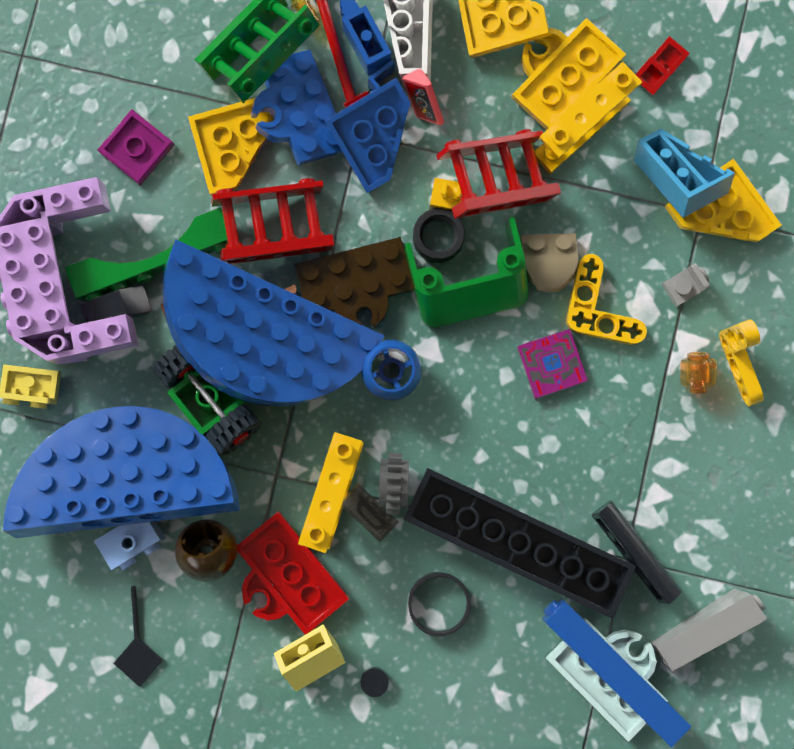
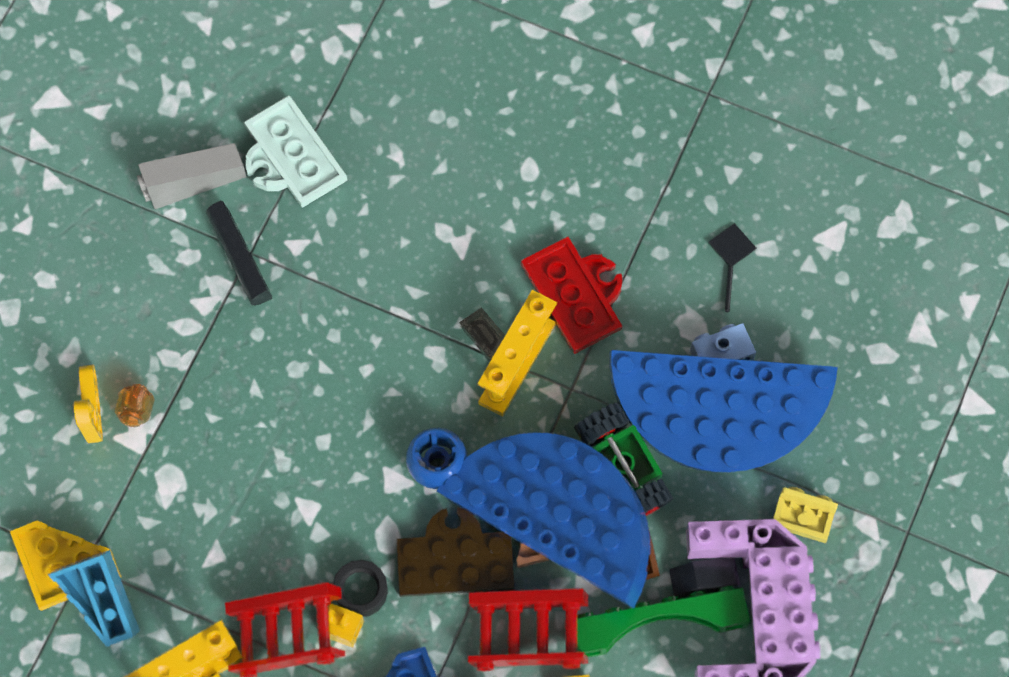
camera: 170 degrees left, 15 degrees down
(205, 550) = (644, 306): dark brown wheel -> none
(309, 658) = (567, 215): light yellow brick -> none
(374, 681) = (511, 187): black tile -> none
(393, 483) = (456, 351): dark grey gear -> none
(439, 633) = (436, 217): black tyre -> none
(475, 297) = (372, 515): green windscreen -> none
(519, 543) = (350, 280): black brick -> none
(550, 260) = (253, 543): dark tan slope -> none
(552, 363) = (275, 442): tile -> none
(587, 308) = (226, 488): yellow beam -> none
(615, 672) = (287, 152): blue brick -> none
(686, 284) = (122, 493): light grey bracket -> none

